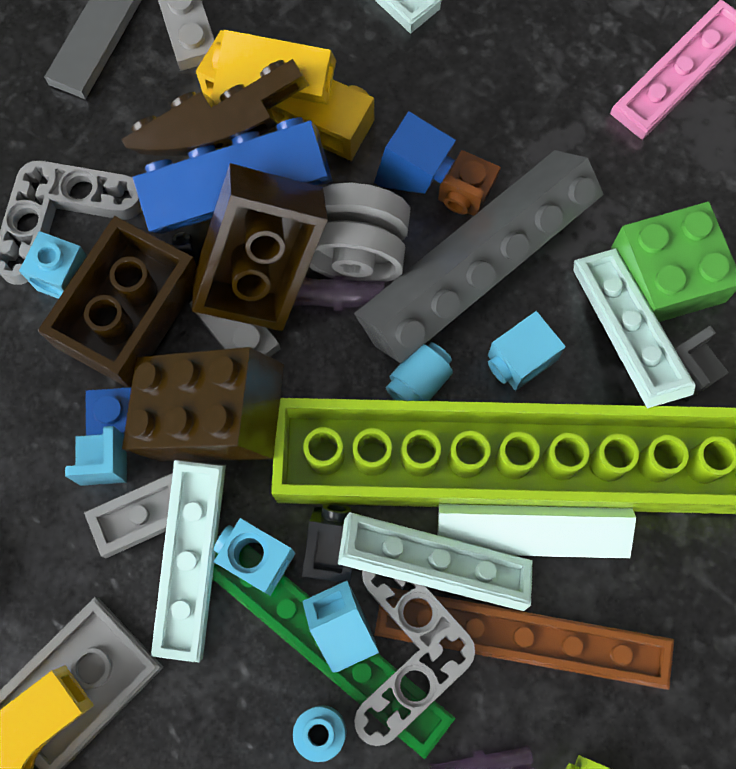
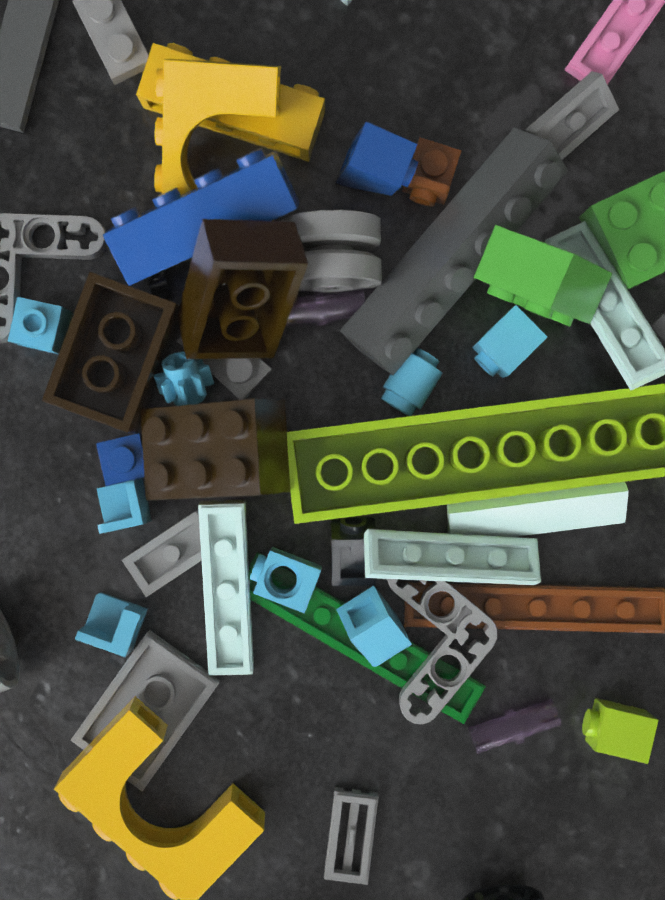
camera: 10 degrees left, 15 degrees up
(61, 583) = (112, 624): none -> medium azure panel
(187, 333) = (183, 379): none -> medium azure gear
(201, 123) = (161, 168): dark brown slope -> none
(332, 721) = (371, 706): medium azure brick -> none
(567, 281) = (541, 277): none -> bright green brick
(620, 148) = (576, 114): none -> light grey plate

